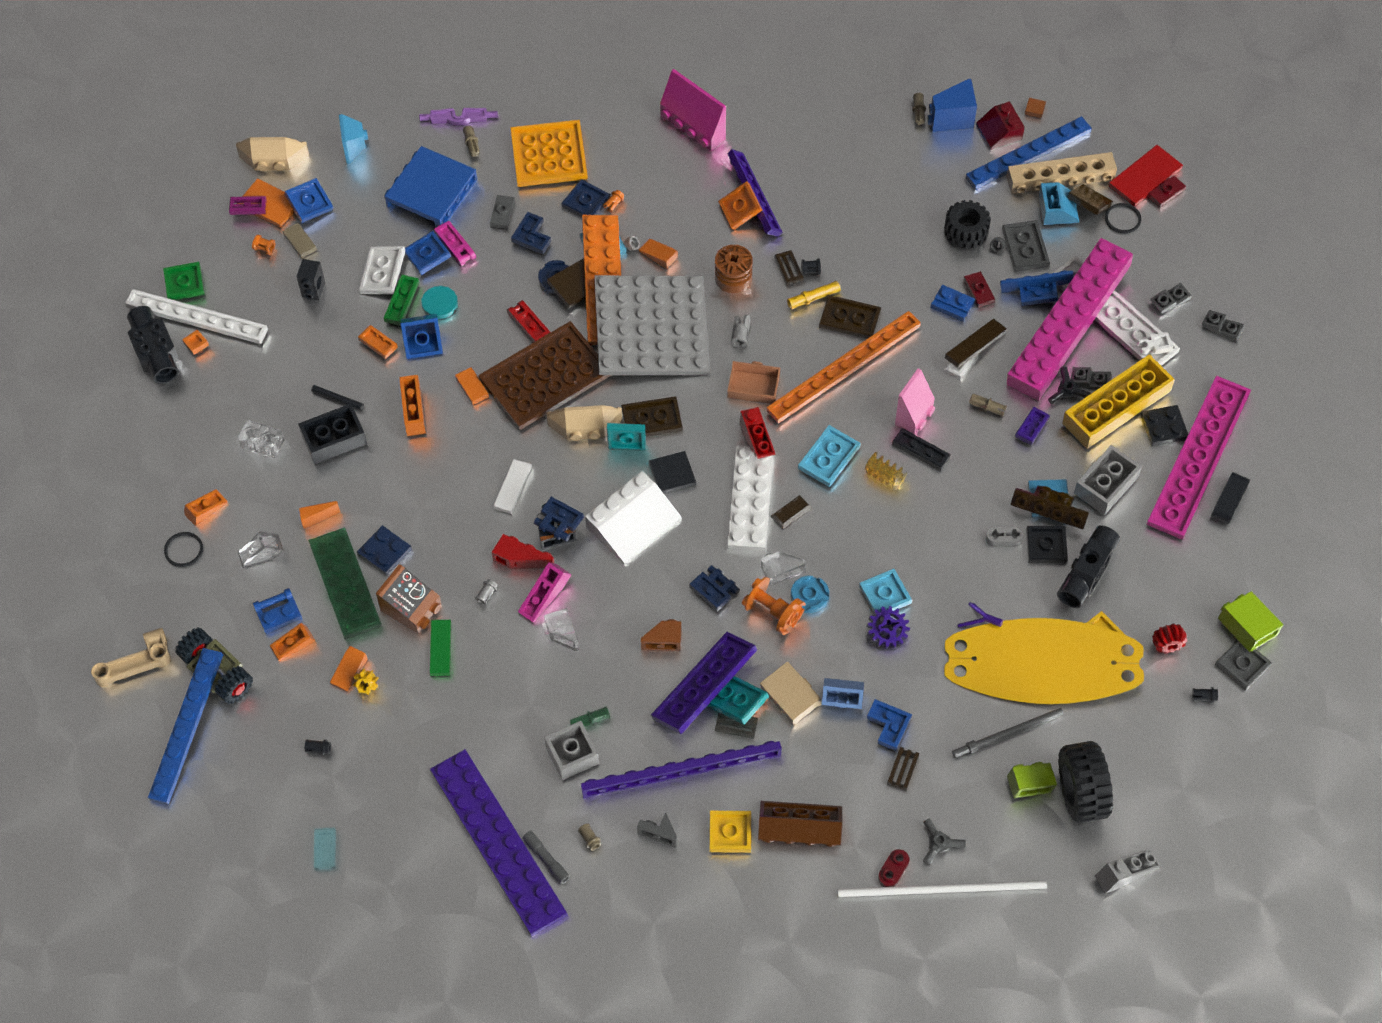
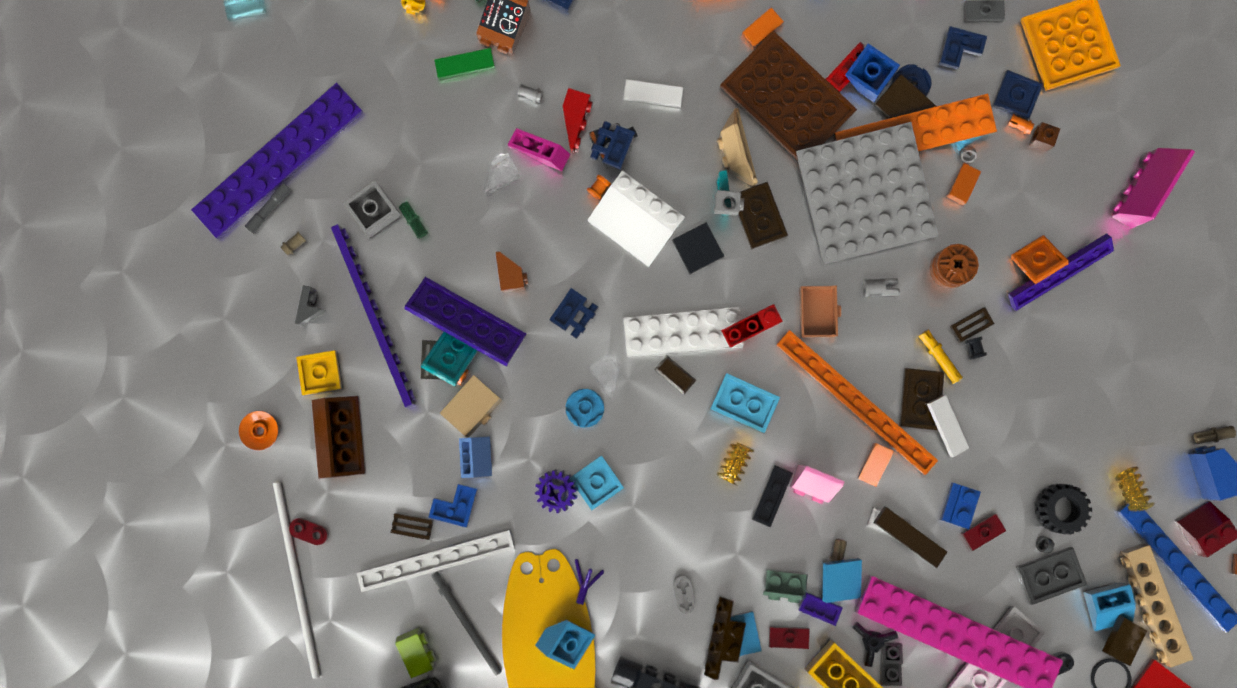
camera: 80 degrees right, 25 degrees up
(541, 300) = (871, 72): none -> blue slope
(592, 543) = (599, 187): none -> orange bush
(630, 184) = (1044, 136): none -> reddish brown brick
(636, 429) = (720, 208): none -> light grey brick
(784, 890) = (249, 430): none -> orange dish
(786, 613) = (554, 381): orange piece -> none
(878, 298) = (948, 425): none -> white tile
(902, 360) = (875, 464): none -> slope
(939, 842) = (340, 571): dark grey piece -> none
(941, 751) = (435, 561): none -> white plate
(959, 170) = (1132, 490): none -> clear yellow piece
(1006, 448) = (786, 585): none -> sand green bracket
(1008, 401) = (842, 580): none -> dark azure tile
(1037, 288) = (992, 597): blue bracket -> none
(1037, 639) = (565, 643): none -> dark azure slope
(1046, 544) = (683, 638): black tile -> none
(1056, 456) = (789, 637): none -> dark red plate

